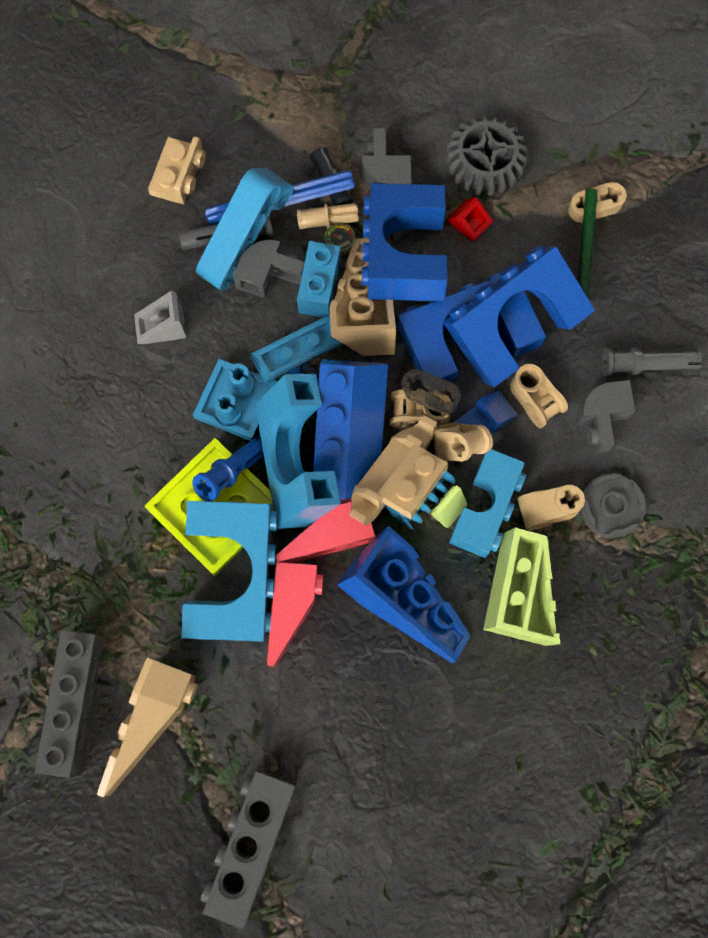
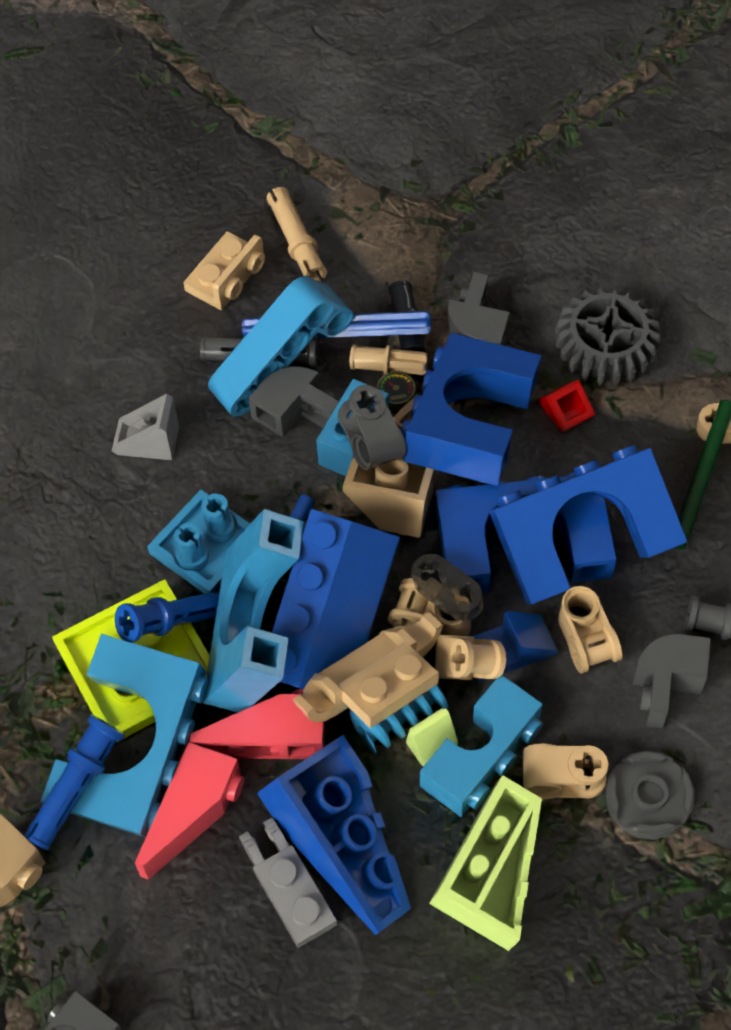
camera: 20 degrees right, 15 degrees down
(206, 605) = (83, 764): none -> blue pin
(231, 136) = (301, 244): none -> tan pin
(294, 350) = (298, 498): dark azure tile -> none
(339, 282) = (370, 431): none -> dark grey piece
(380, 644) = (289, 887): none -> light grey hinge

